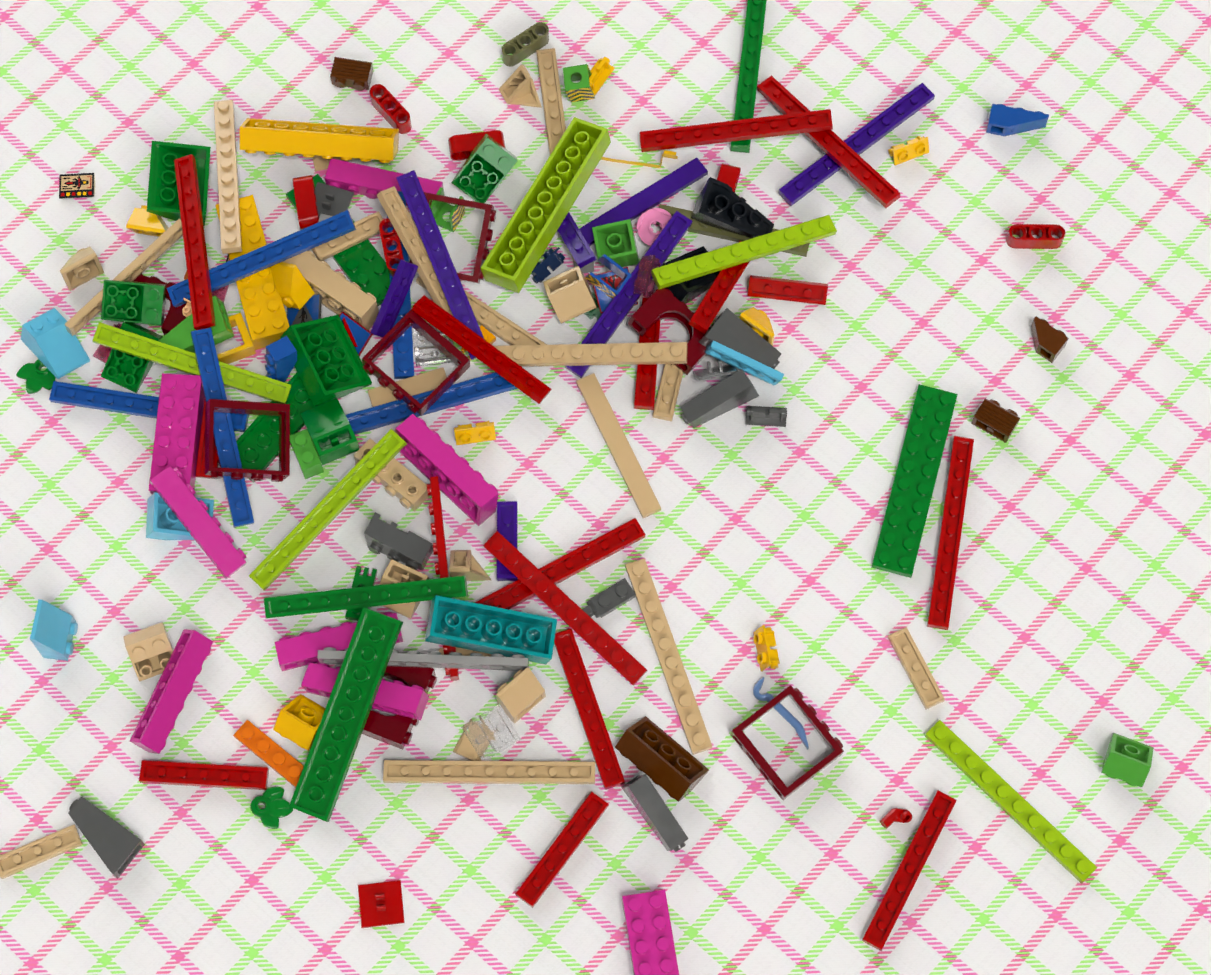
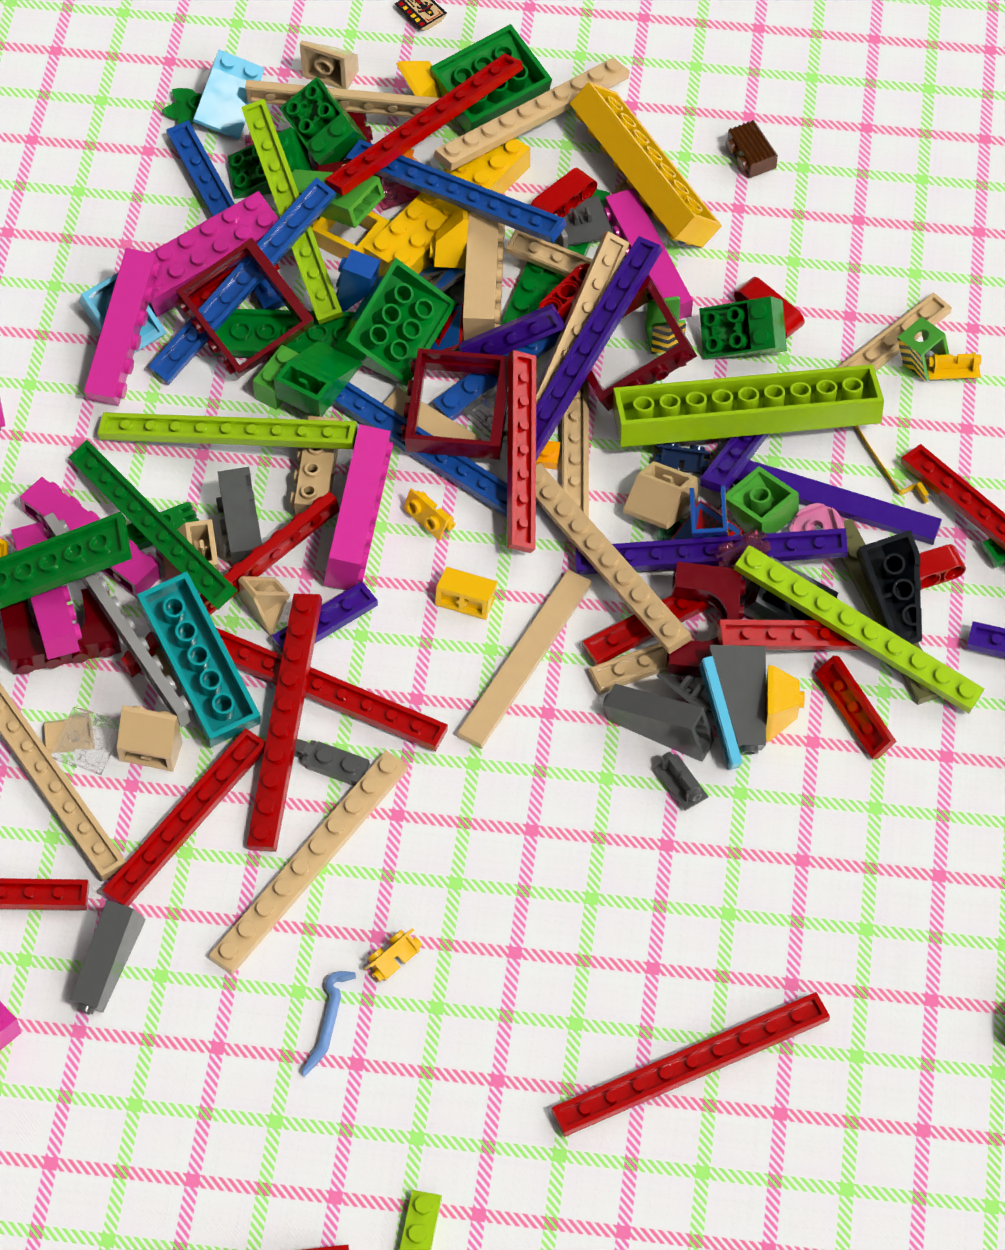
camera: 55 degrees right, 10 degrees down
(388, 101) = (741, 207): red beam -> none
(520, 89) = (871, 305): tan slope -> none
(530, 37) = (929, 277): olive beam -> none
(549, 448) = (465, 593): none -> yellow hinge
(661, 758) = (179, 926): reddish brown slope -> none
(759, 761) = (332, 1067): dark red window -> none
(896, 815) = (287, 1220): red arm -> none
(914, 481) = (727, 987): green plate -> none
(916, 668) = (489, 1132): tan tile -> none
(996, 420) = (876, 1026): reddish brown brick -> none

